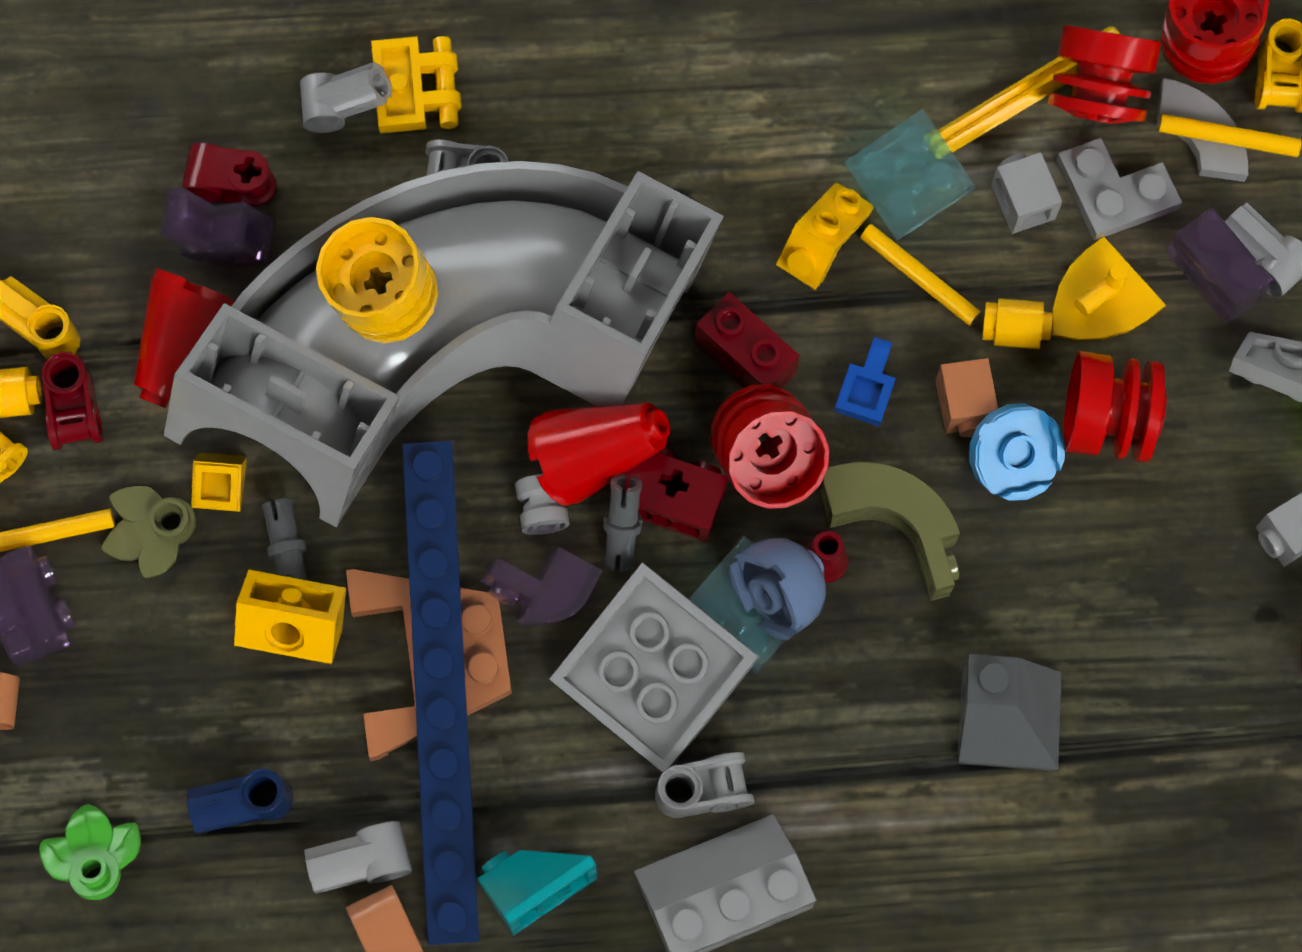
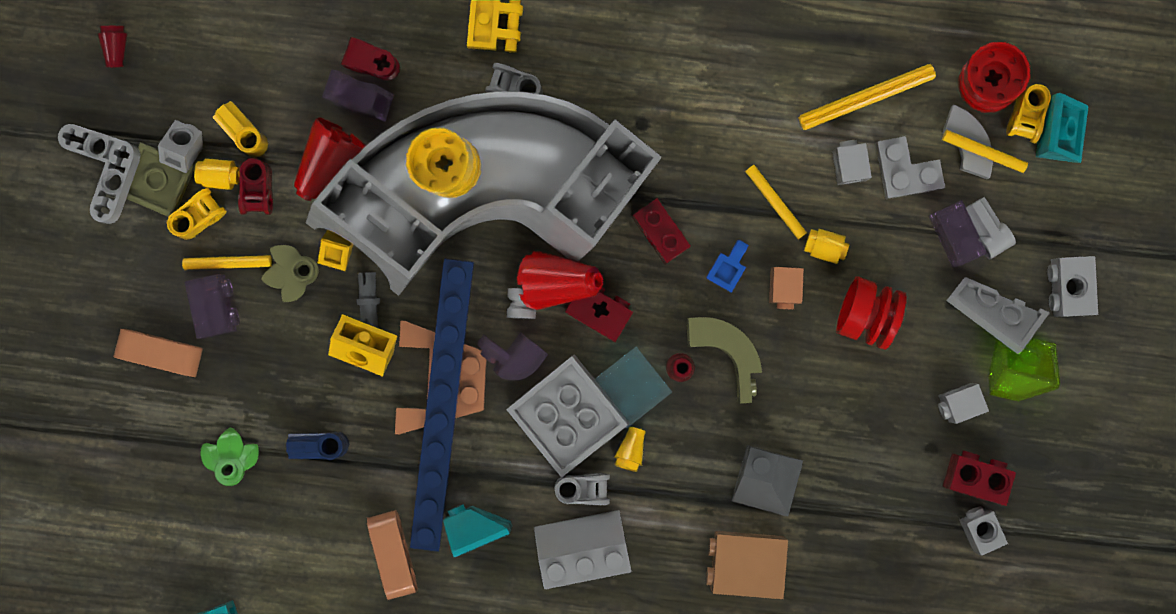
camera: 15 degrees right, 15 degrees up
(333, 97) = (444, 22): light grey piece -> none
(370, 856) = (386, 491): light grey piece -> none
(622, 522) = (565, 327): dark grey pin -> none
(771, 709) = (631, 450): none -> yellow cone
(781, 584) = (651, 385): sand blue cylinder -> none
(783, 466) = (660, 300): red wheel -> none
(822, 233) = (724, 165): yellow bracket -> none
(910, 174) = (783, 138): clear light blue plate -> none
(1009, 858) = (747, 564): none -> medium nougat brick
(1016, 451) = (807, 327): tile -> none
(1101, 296) = (882, 235): yellow shield -> none
(1104, 74) = (916, 101): red wheel -> none

